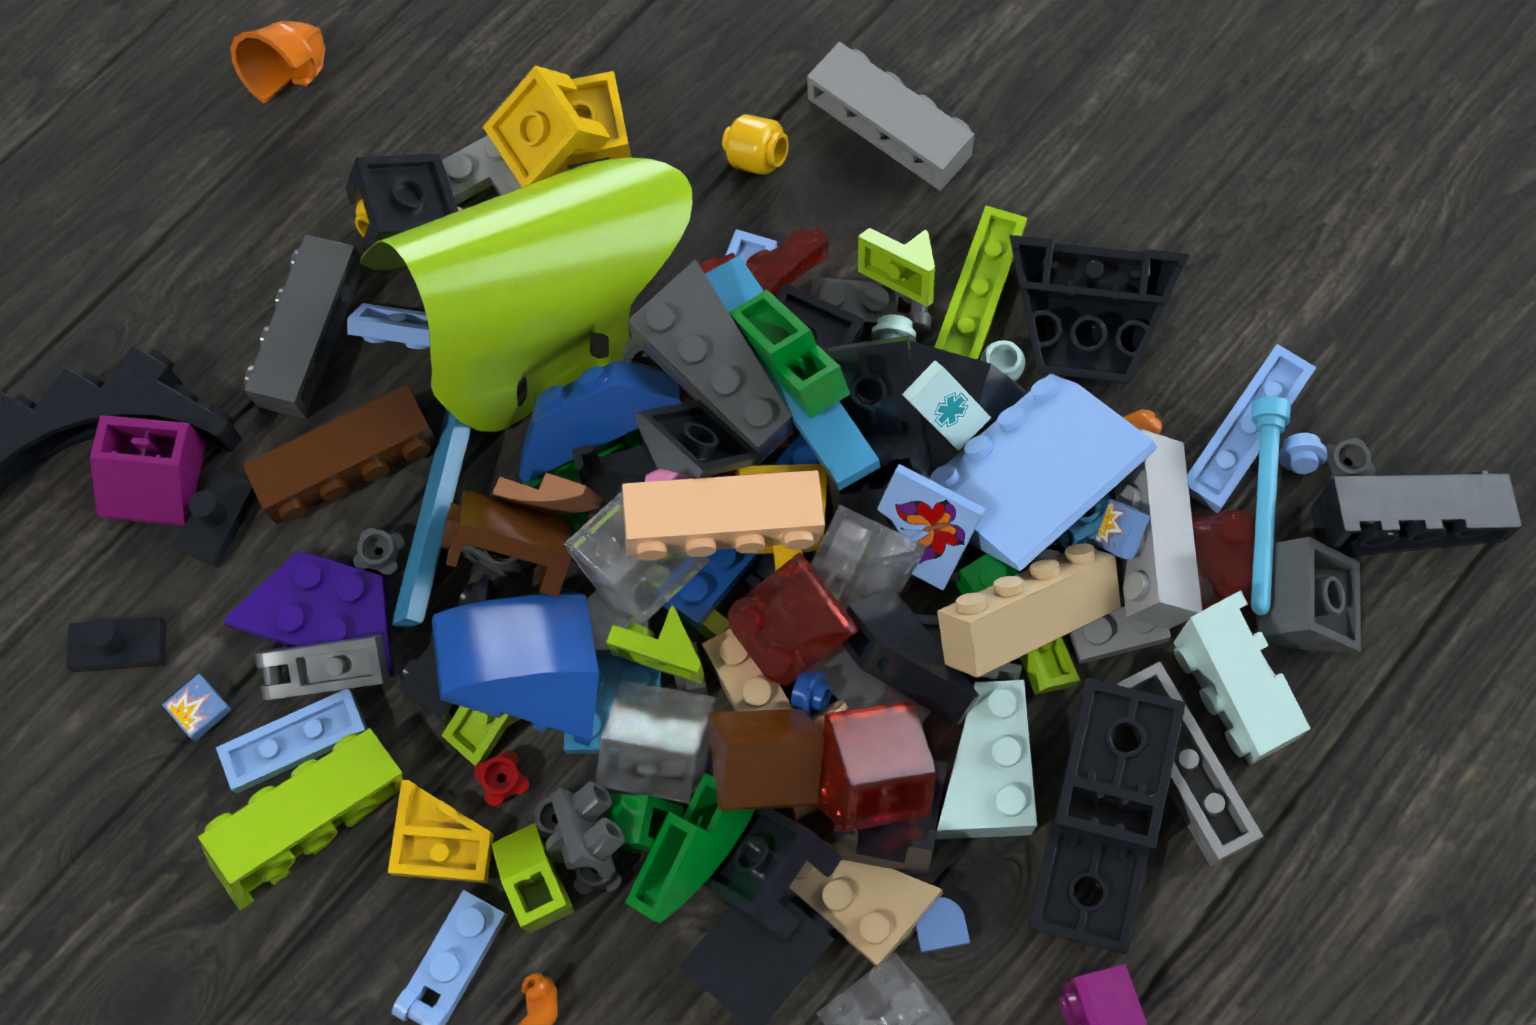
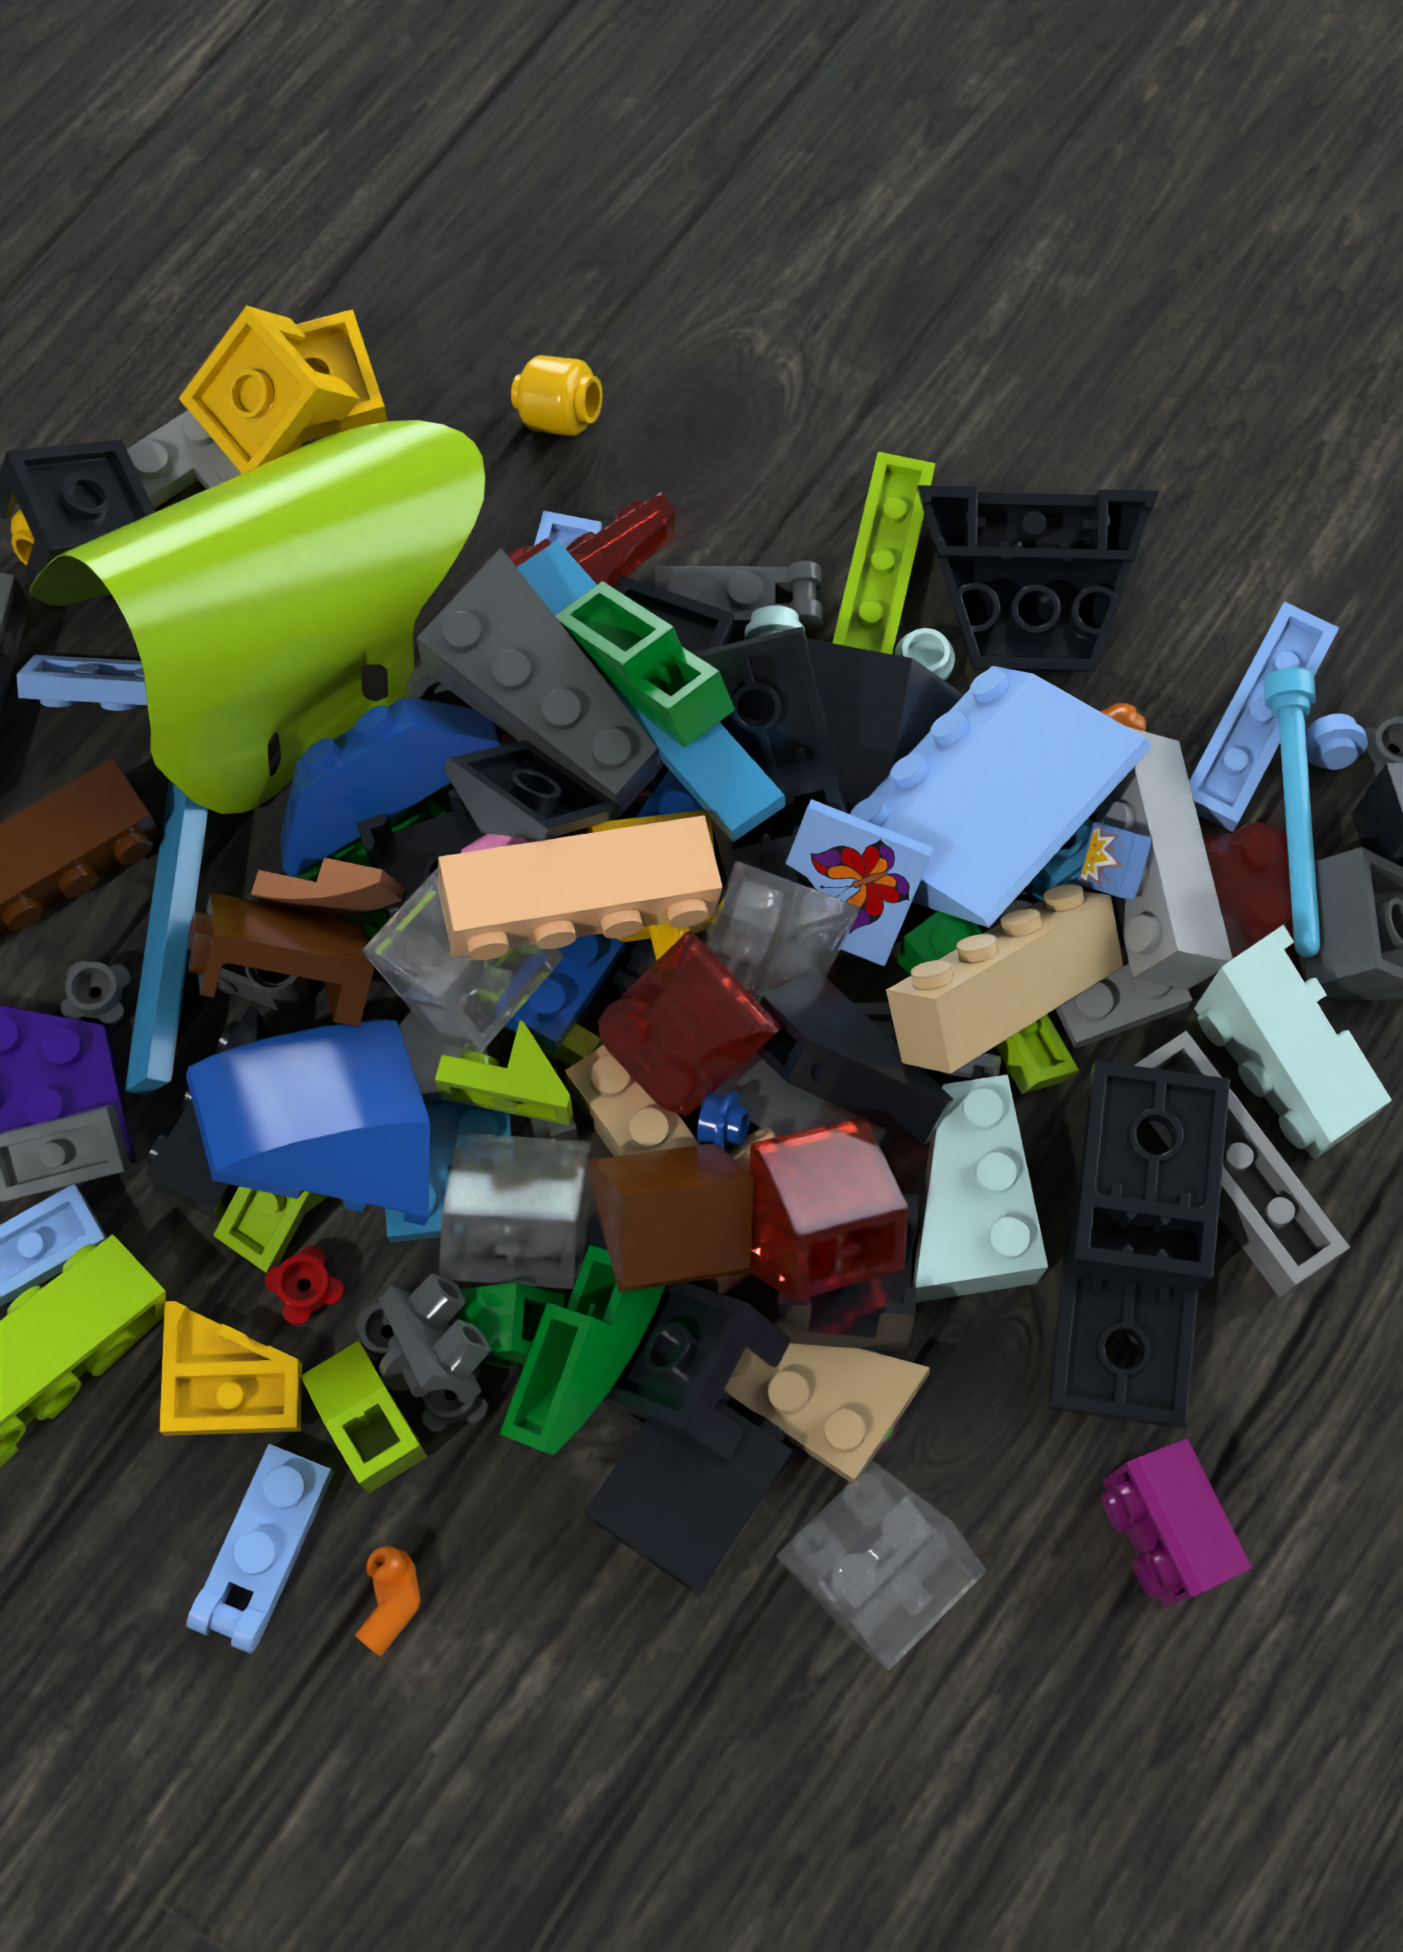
camera: 15 degrees left, 0 degrees up
(890, 115) = (735, 342): light grey brick -> none
(899, 266) = (773, 540): lime slope -> none
(942, 927) = (933, 1419): medium blue tile -> none
(946, 405) = (862, 717): light aqua tile -> none

